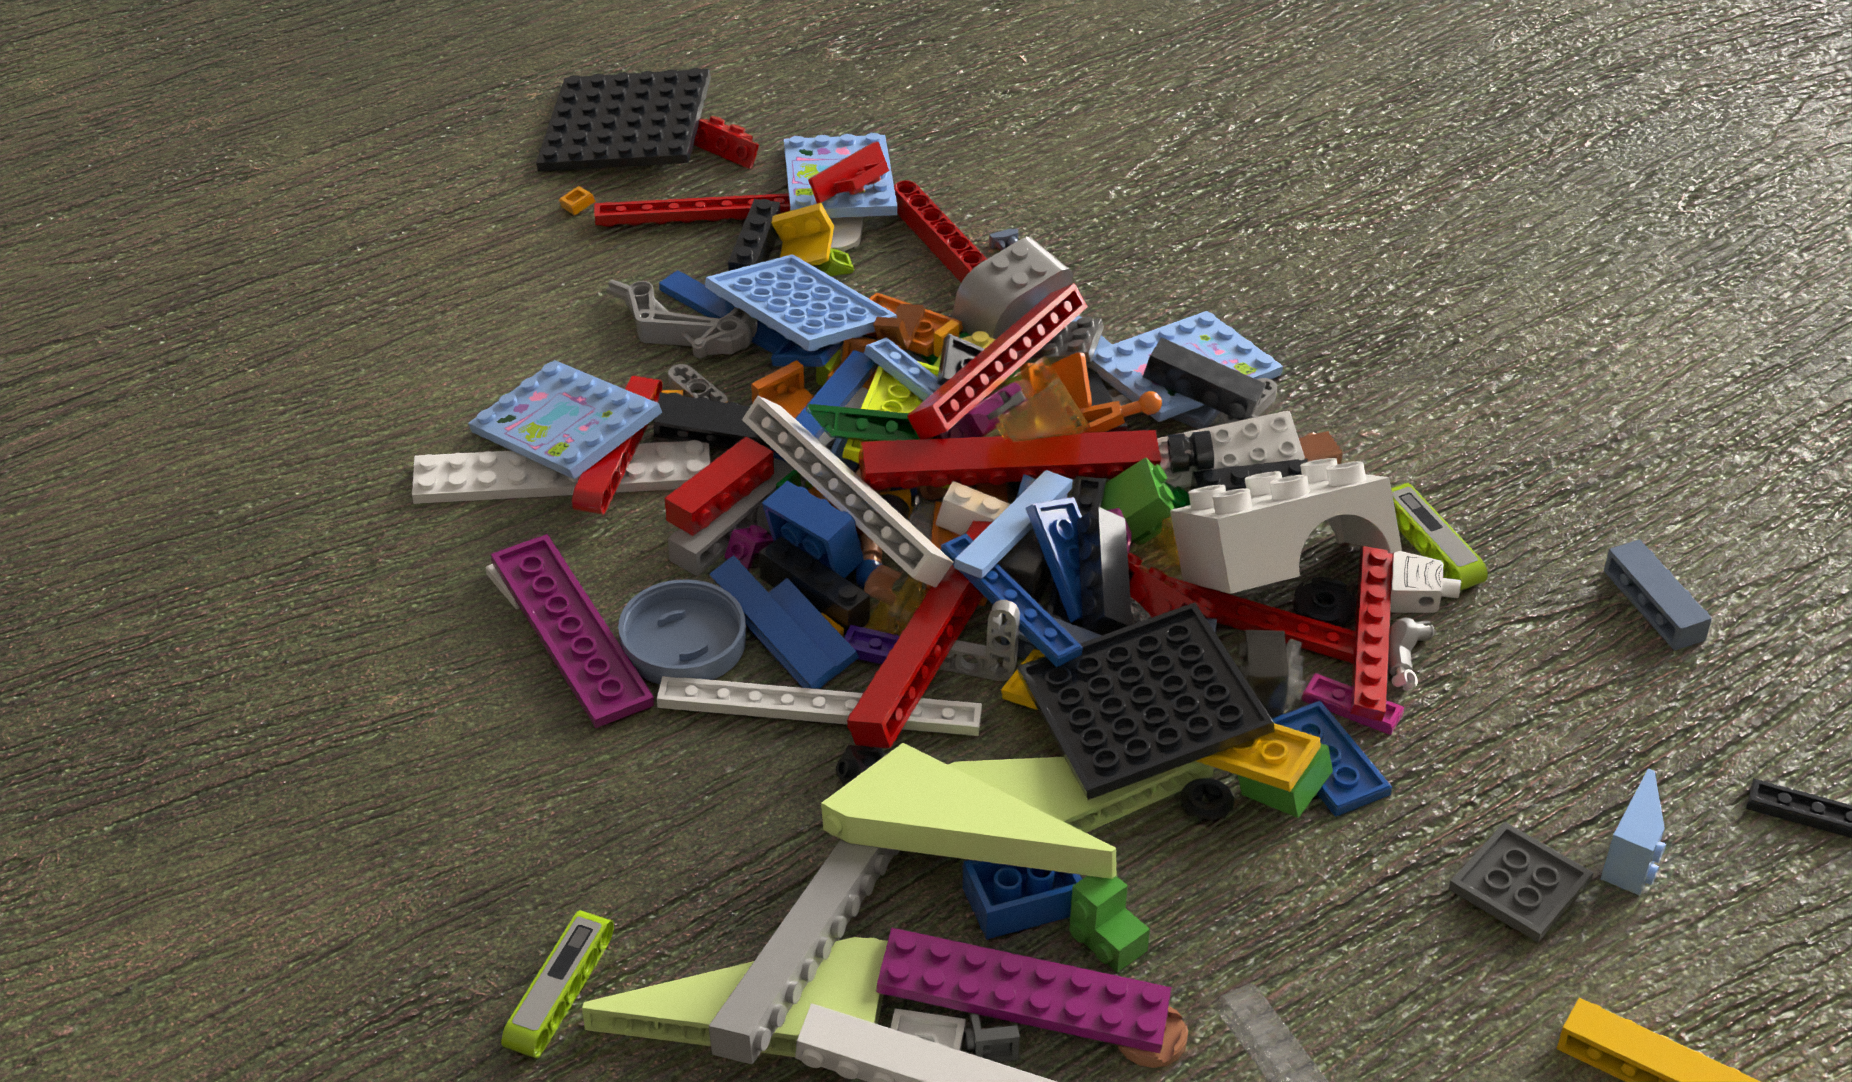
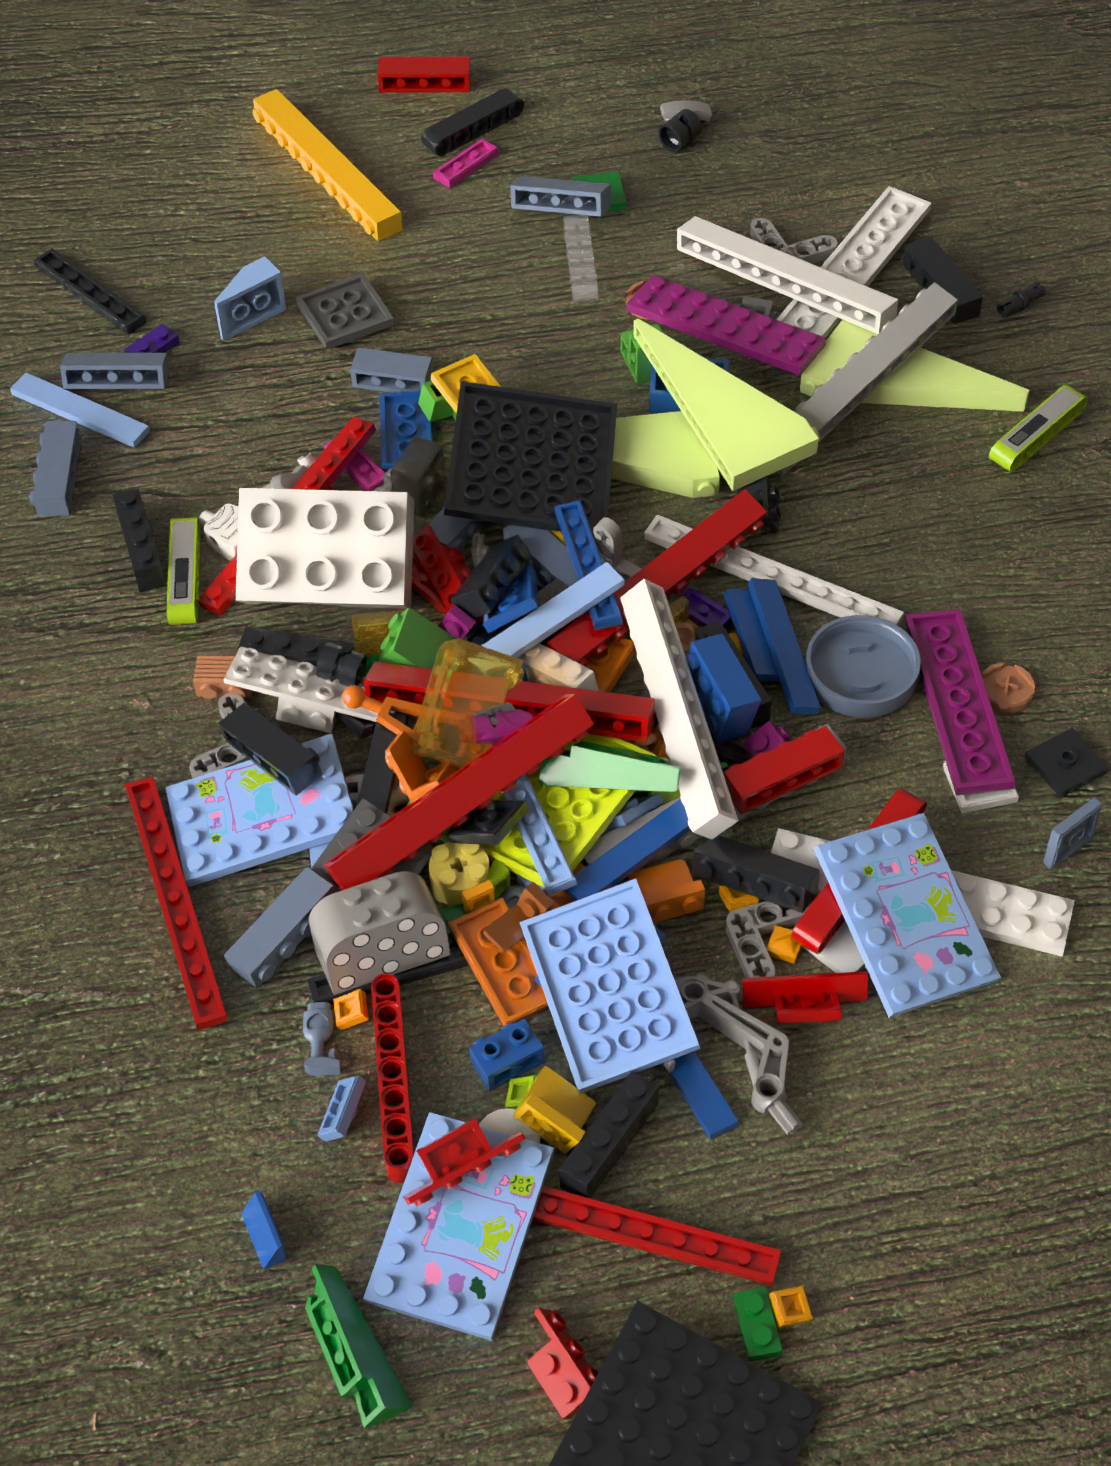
camera: 155 degrees left, 10 degrees up
(423, 524) = (1072, 833): none -> sand blue tile
(443, 613) = (1066, 762): none -> black plate
(523, 670) = (1008, 687): none -> nougat tile
(599, 187) = (757, 1324): none -> green plate
(638, 359) = (805, 996): none -> red bracket
(865, 269) = (506, 1054): none -> blue brick
(872, 113) = (353, 1350): none -> green wedge
(970, 214) = (342, 1108): none -> medium blue plate
(977, 148) = (263, 1231): none -> slope
(1102, 284) = (278, 929): none -> sand blue brick
(1207, 298) = (176, 904): none -> red plate
(1397, 811) = (390, 371): none -> sand blue brick
(1504, 546) = (139, 540): none -> black brick
(1705, 710) = (114, 371): none -> sand blue brick
(1705, 772) = (156, 341): none -> dark purple plate
(1706, 672) = (80, 409): none -> light blue tile

